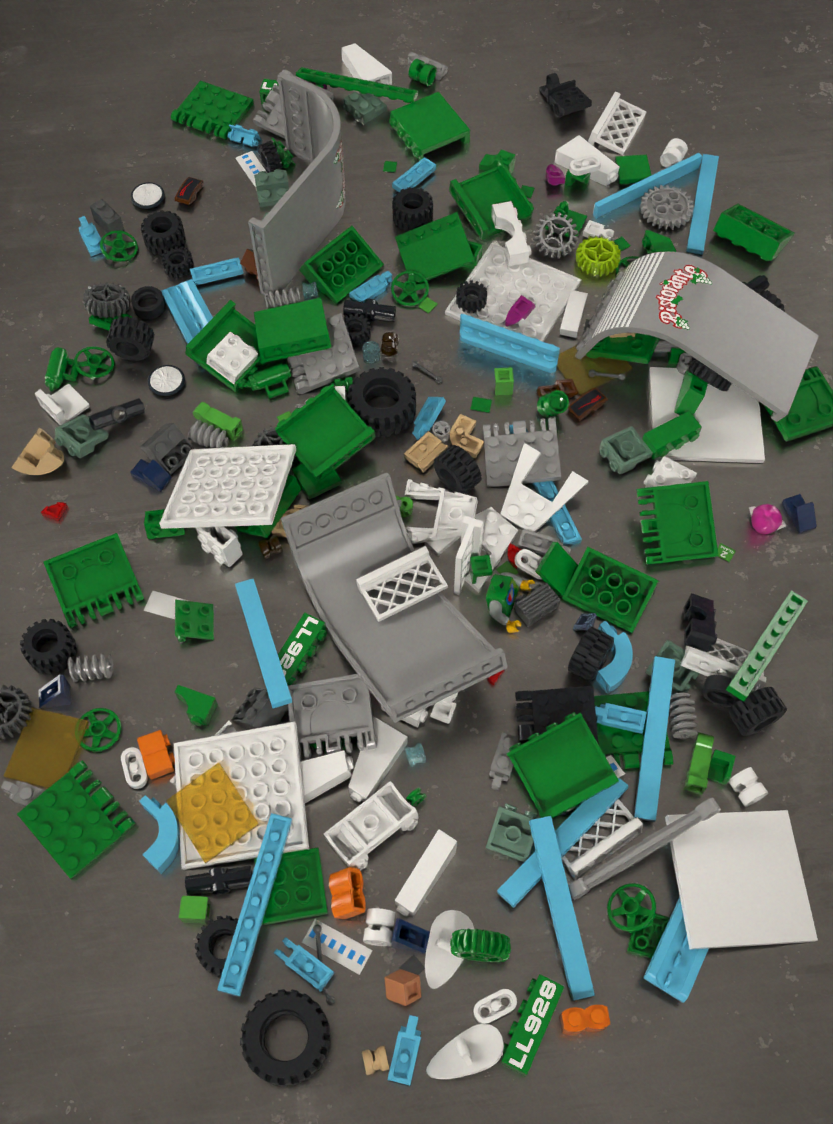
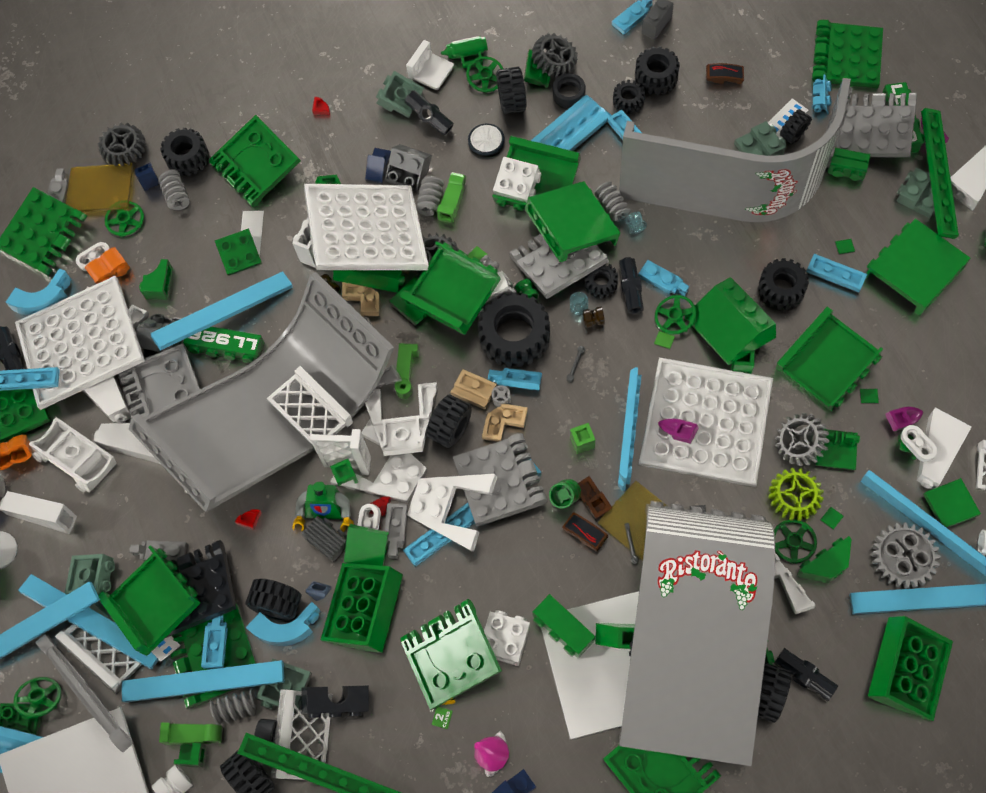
camera: 80 degrees right, 5 degrees up
(39, 455) = (368, 72): tan brick -> none
(119, 245) = (629, 41): green wheel -> none
(147, 195) = (705, 41): white wheel -> none
(212, 812) = (59, 325): clear yellow piece -> none
(269, 377) = (515, 222): green piece -> none
(285, 156) = (815, 132): green hinge -> none
(341, 265) = (679, 242): green slope -> none
(415, 754) = (147, 472): clear light blue wheel -> none
(416, 797) = (108, 484): green bush -> none
(471, 289) = (682, 365): black tyre -> none
(481, 404) = (553, 427): green sticker -> none
(491, 161) = (893, 353): green arch -> none
(505, 218) = (765, 403): white arch -> none
(507, 567) = (361, 501): bright green sticker -> none
(573, 313) = (701, 487): white slope -> none
(594, 228) = (834, 483): white plate -> none
(624, 450) = (532, 582): sand green plate -> none

